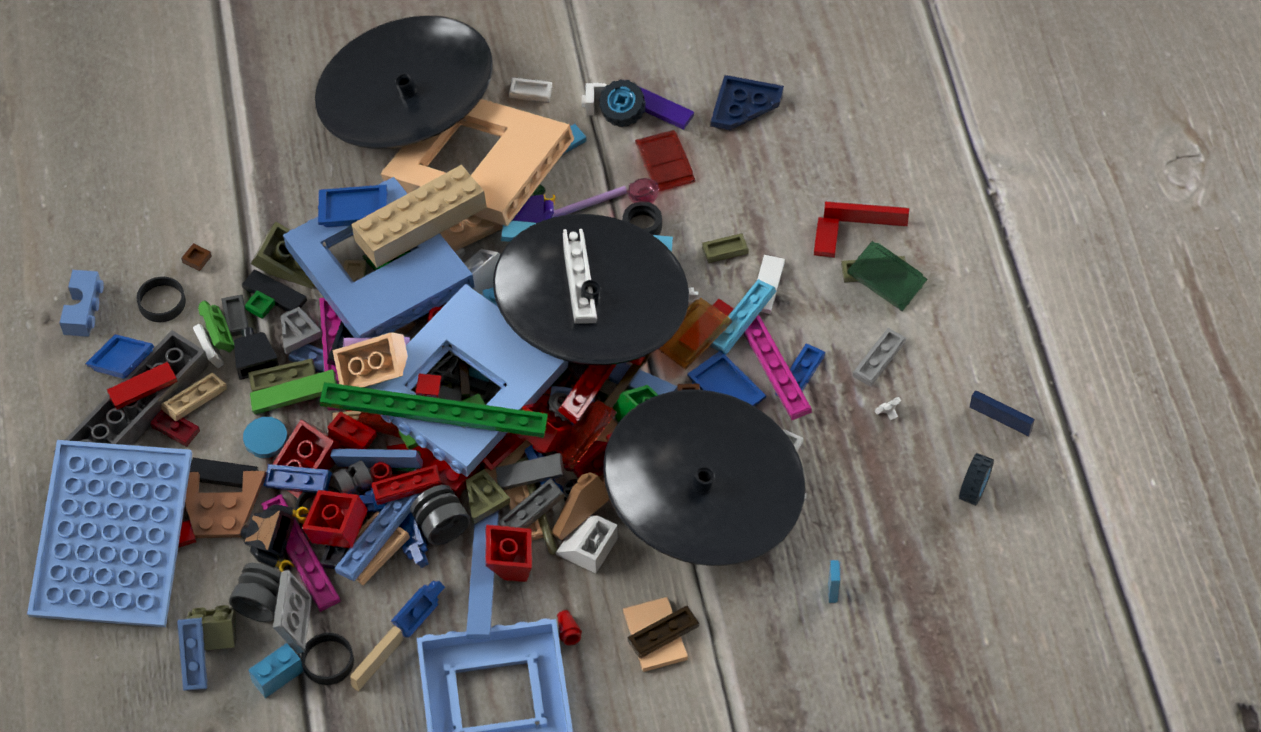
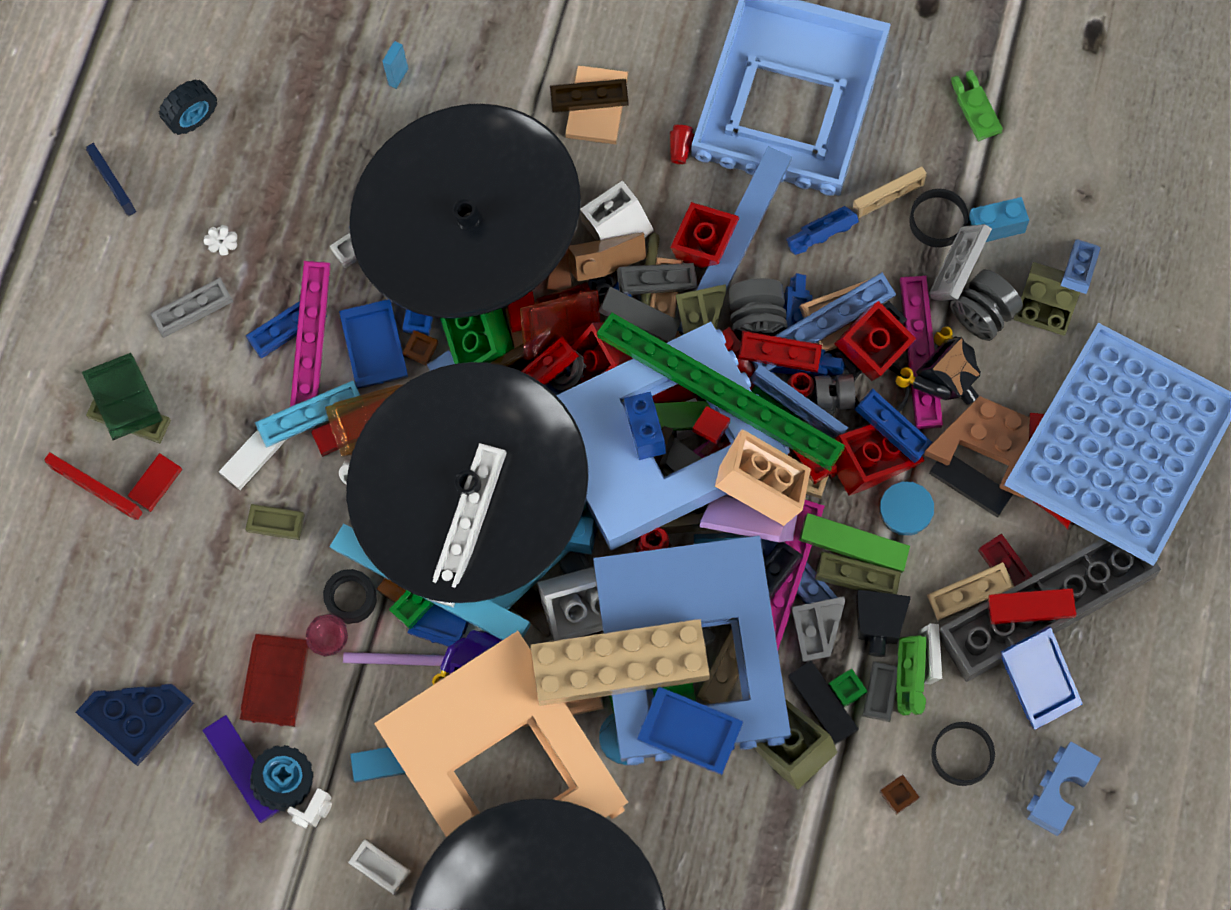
camera: 150 degrees left, 15 degrees up
(476, 360) = (644, 425): none -> blue brick

